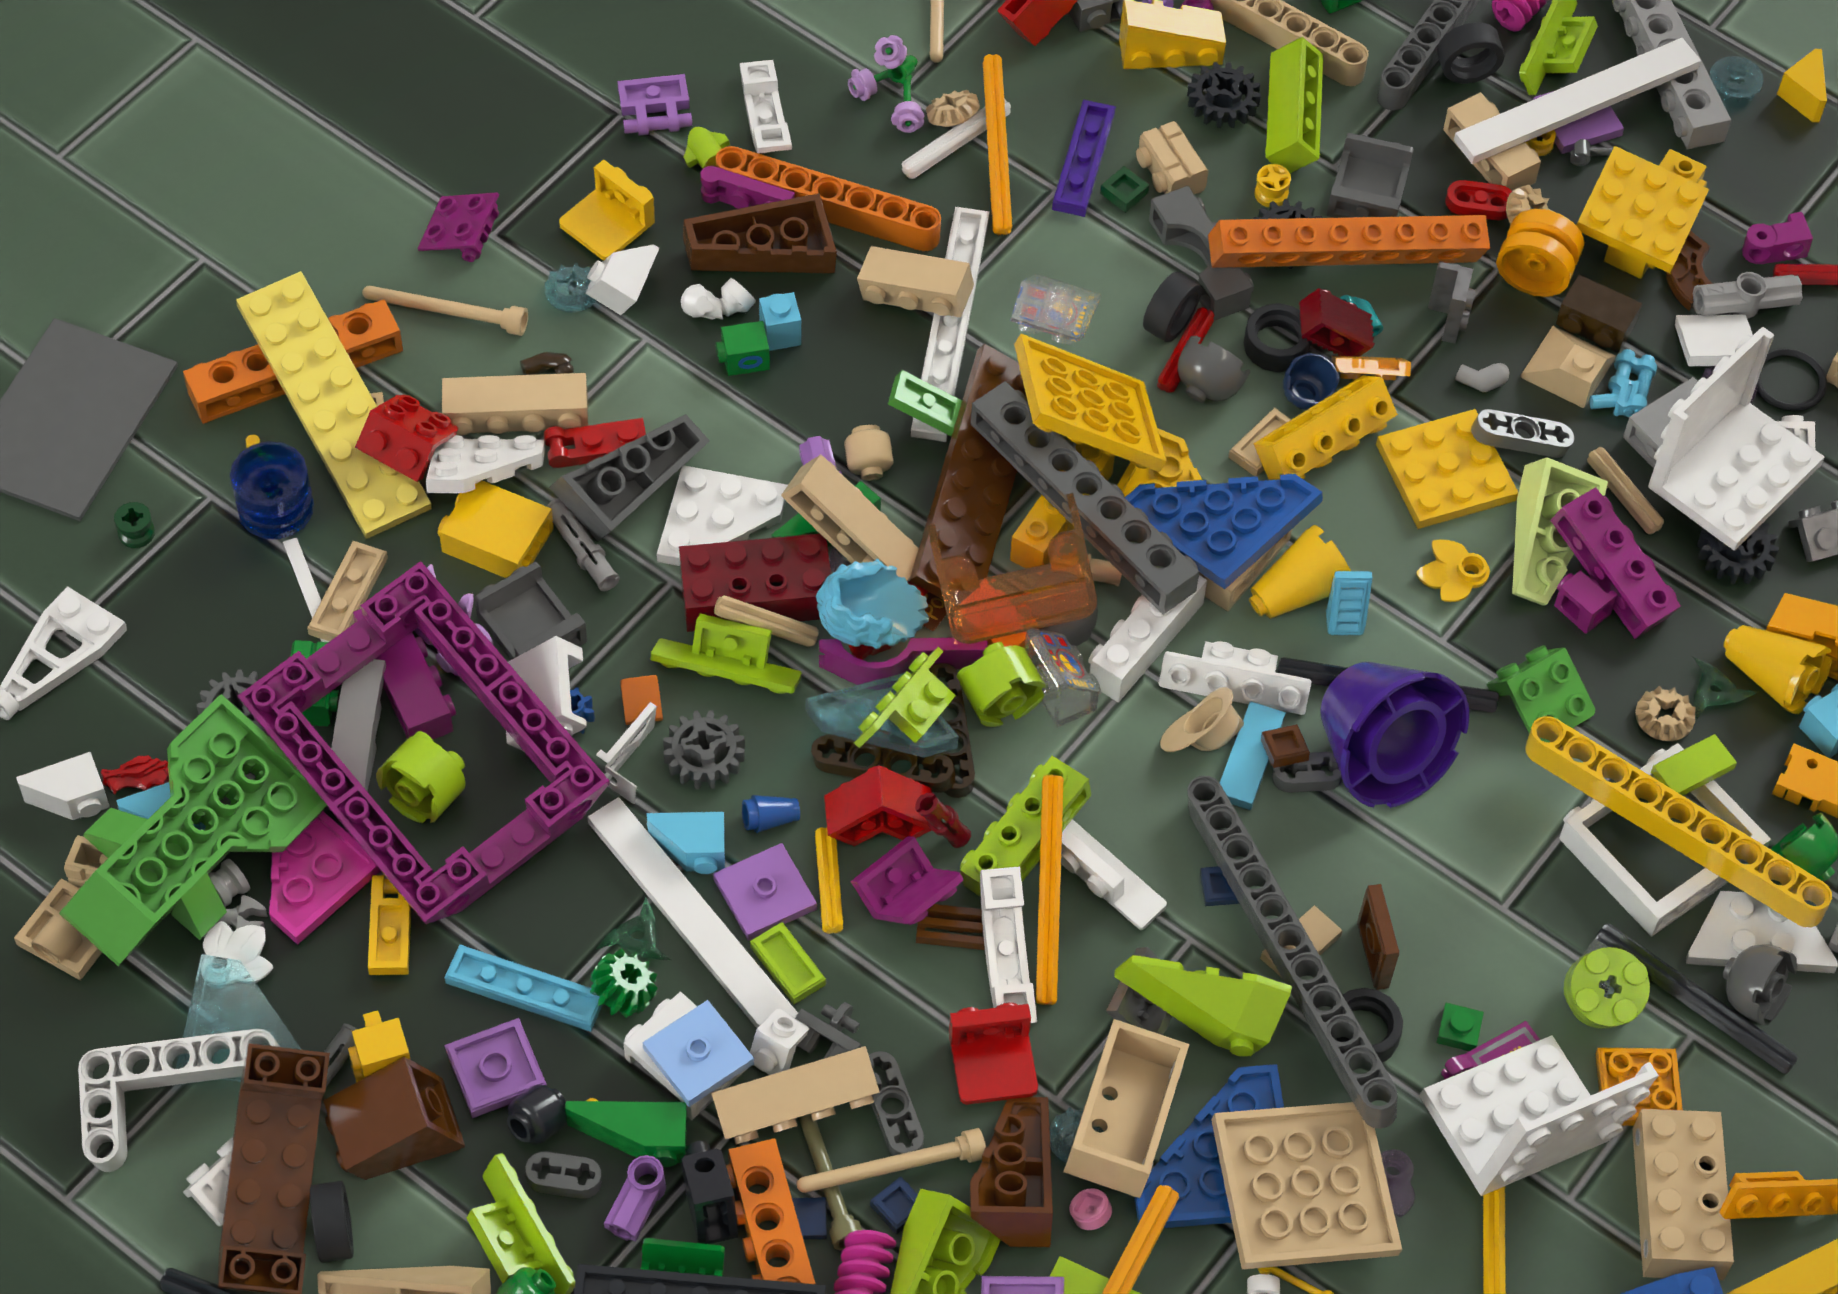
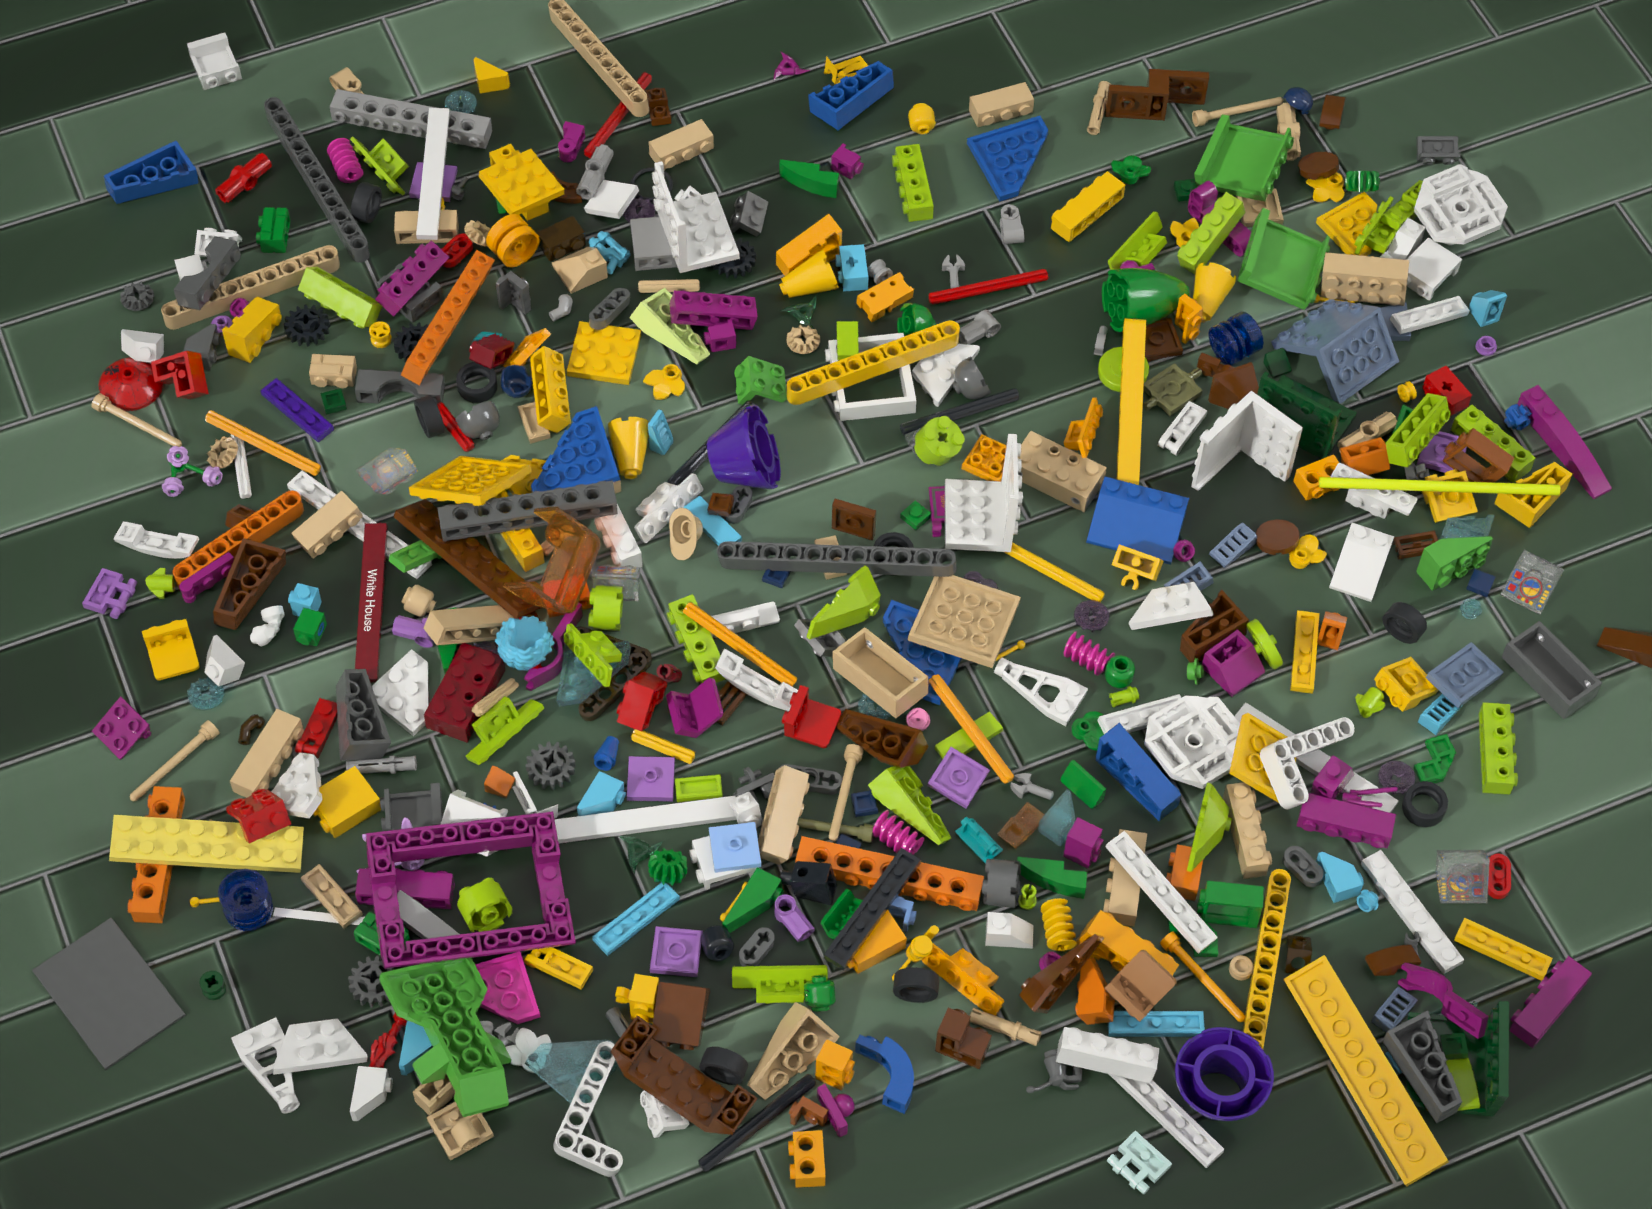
camera: 60 degrees left, 0 degrees up
(102, 691) = (317, 1046): none -> white wing
(830, 398) = (371, 599): none -> dark red tile
(871, 177) = (237, 515): none -> reddish brown slope
(1383, 166) = (411, 278): none -> magenta brick

